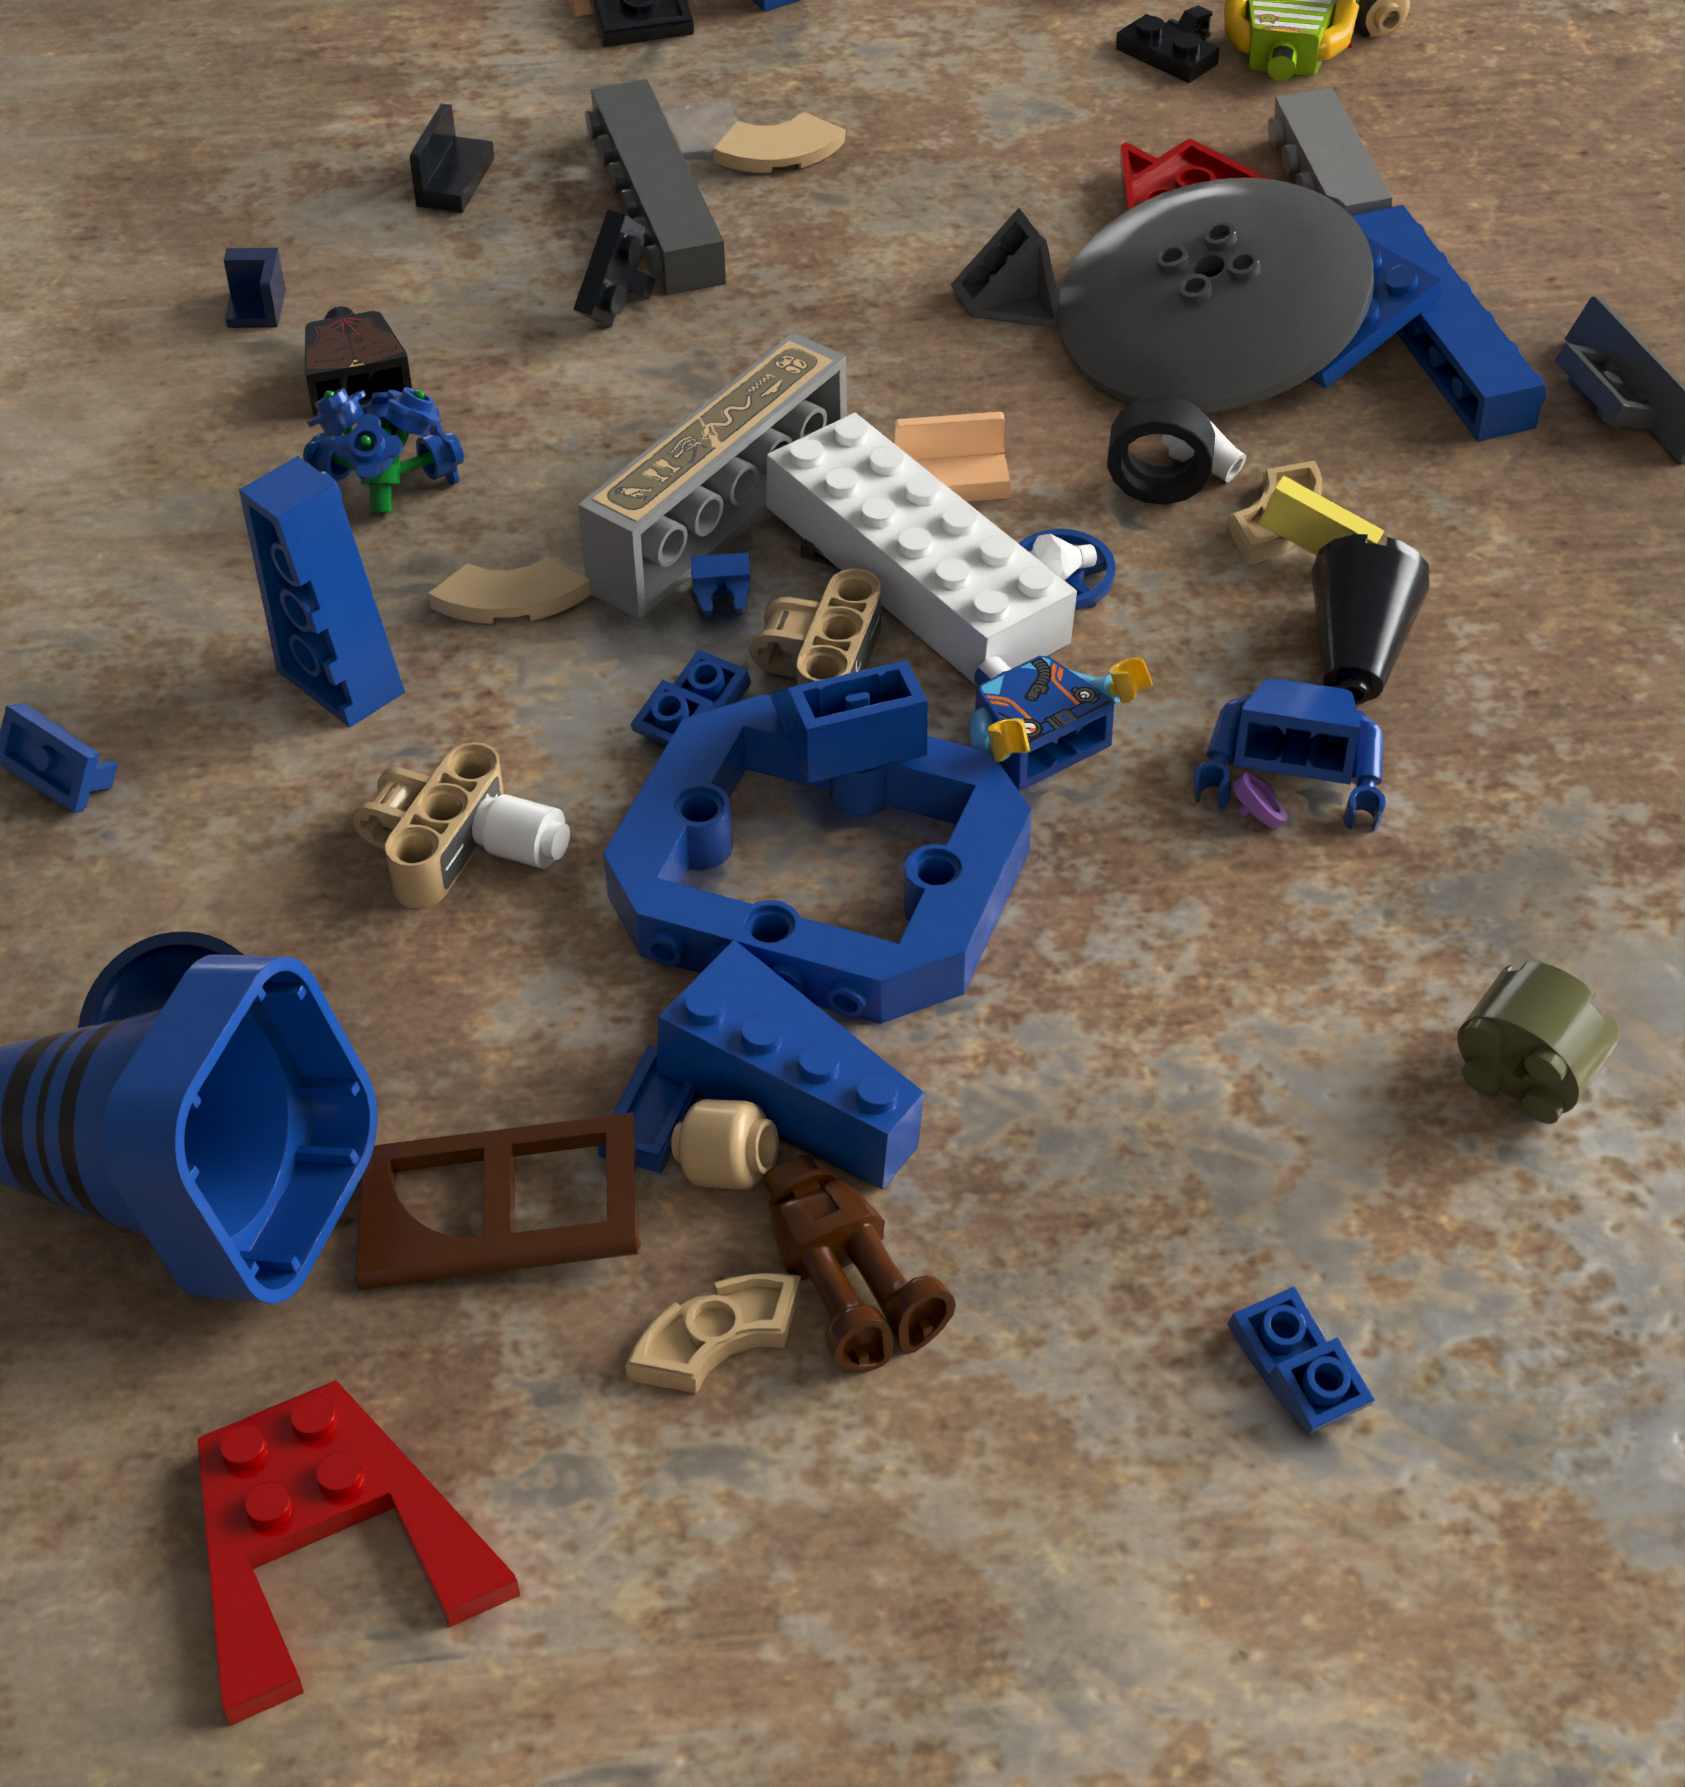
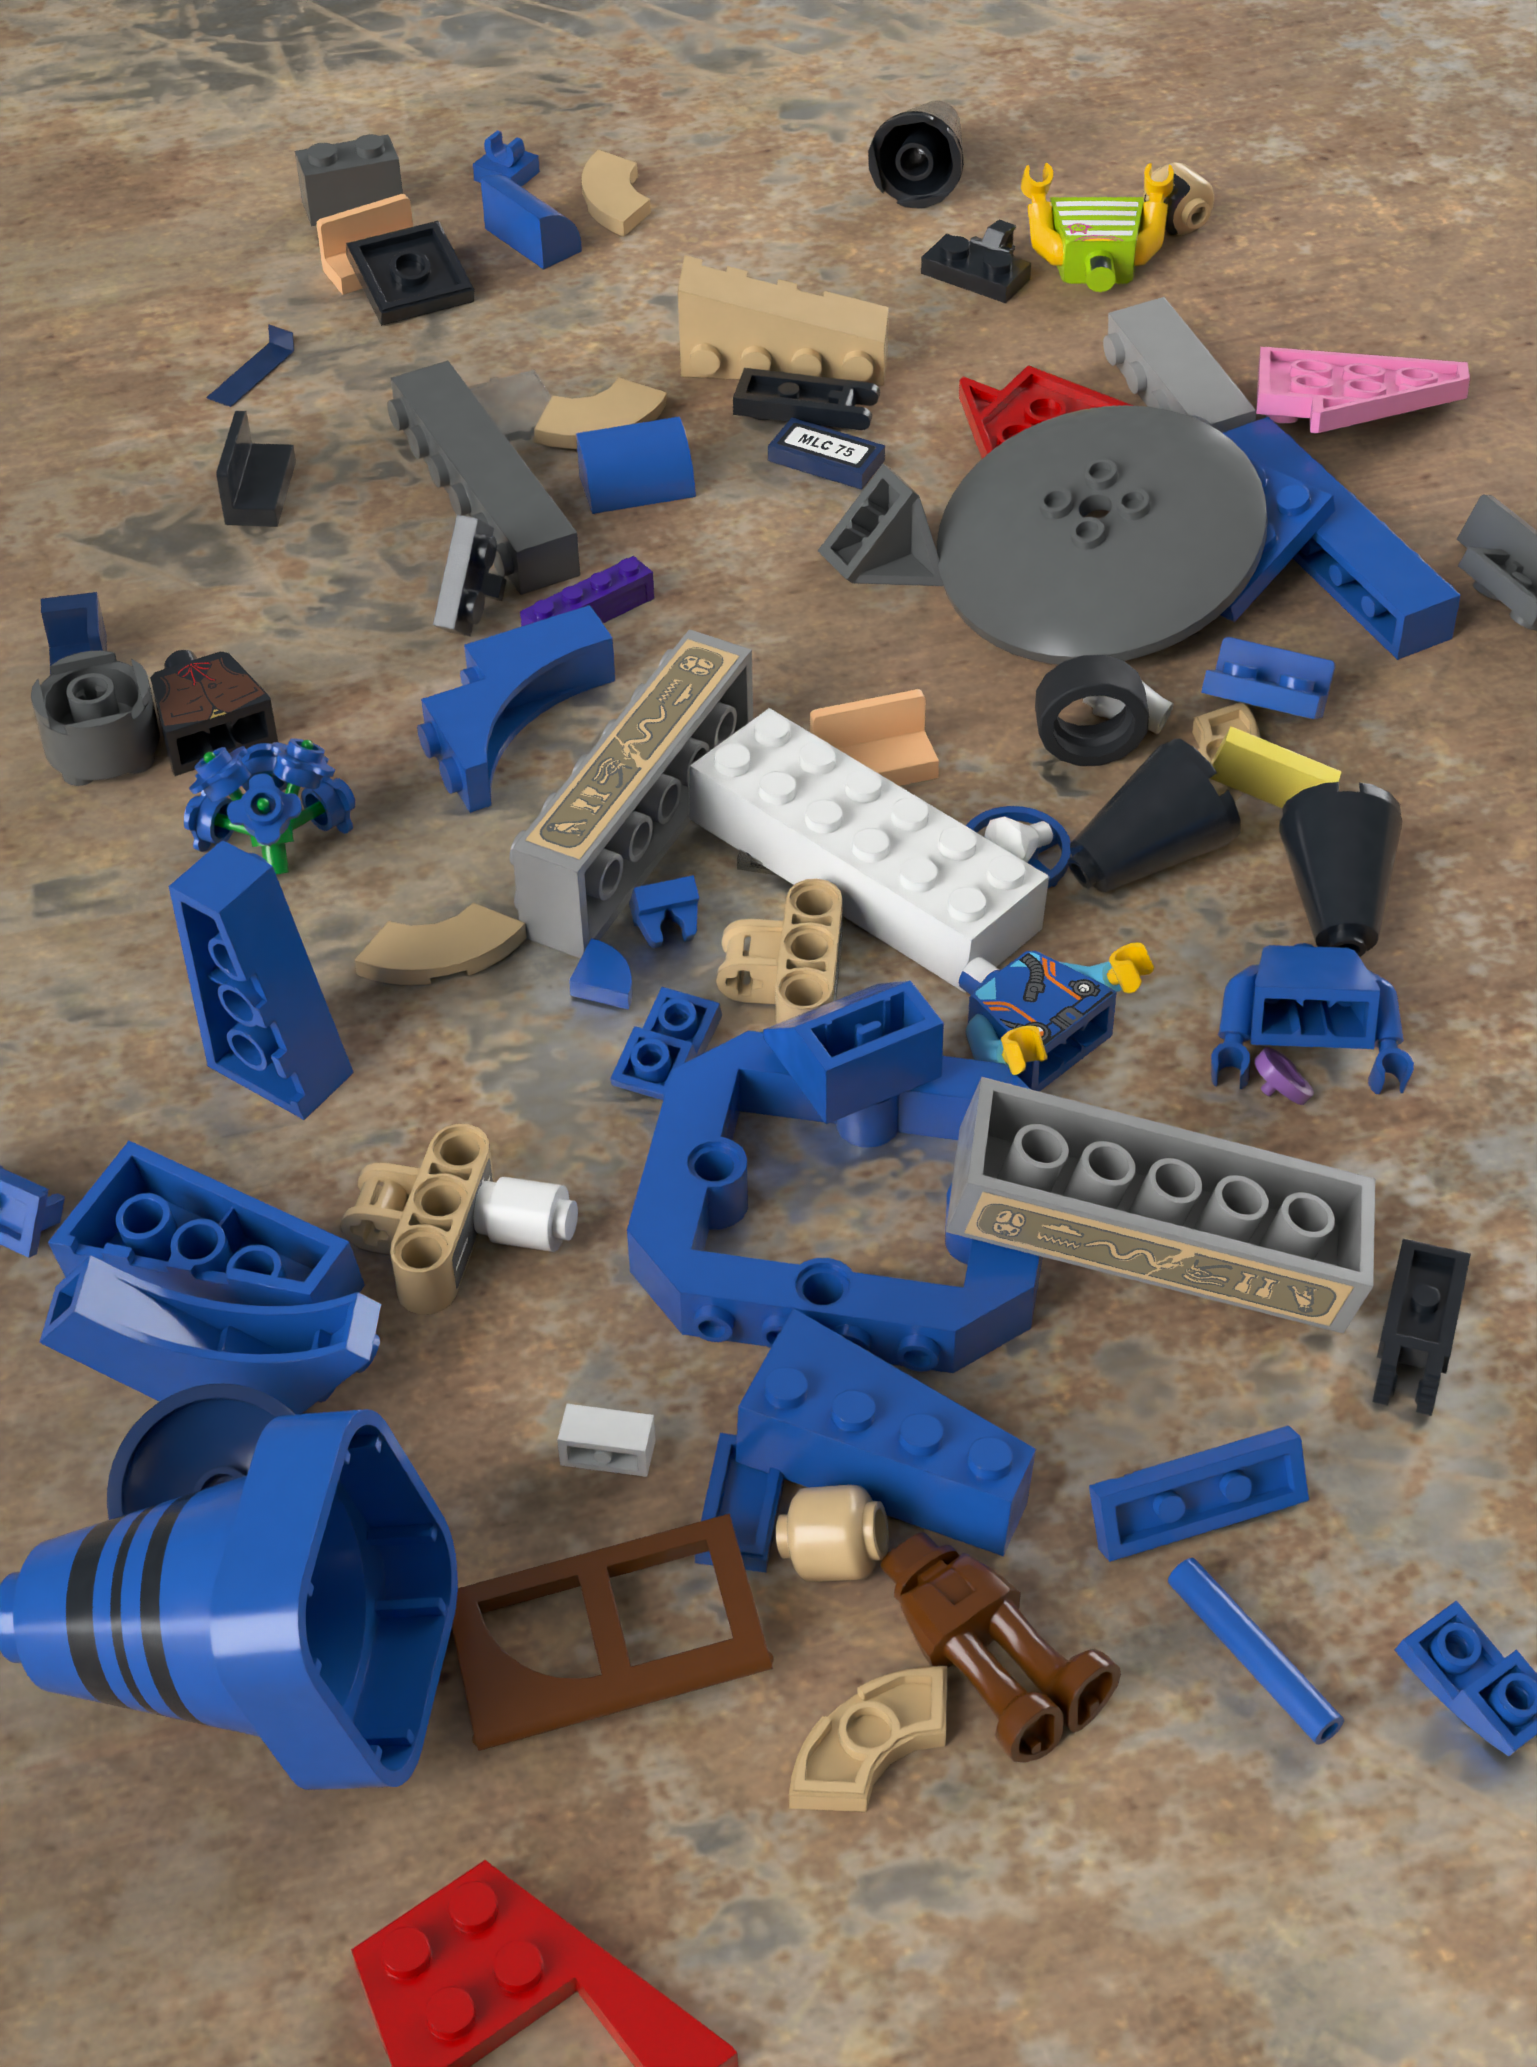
camera: 10 degrees left, 0 degrees up
(164, 890) = (182, 1341): none -> blue arch
(222, 820) = (202, 1237): none -> blue wedge
(250, 356) = (96, 717): none -> dark grey brick
(480, 73) = (258, 367): none -> dark blue piece
(543, 1036) = (606, 1440): none -> white piece
(626, 373) = (504, 689): none -> blue arch
(649, 635) = (602, 976): none -> blue tile
(722, 308) = (607, 592): none -> dark purple piece
(799, 190) = (635, 465): none -> blue brick
(958, 83) = (755, 324): none -> tan wedge
(972, 148) = (804, 397): none -> black hinge
(978, 197) = (826, 453): none -> tile
(1075, 1156) = (1199, 1493): none -> blue hinge
(1094, 1305) = (1256, 1651): none -> blue piece
(1101, 893) = (1163, 1205): none -> light grey brick
(1194, 556) = (1155, 821): none -> black cone
(1330, 1033) = (1421, 1318): none -> black hinge
(1344, 442) = (1271, 678): none -> blue bracket
(1491, 187) = (1351, 388): none -> bright pink wing

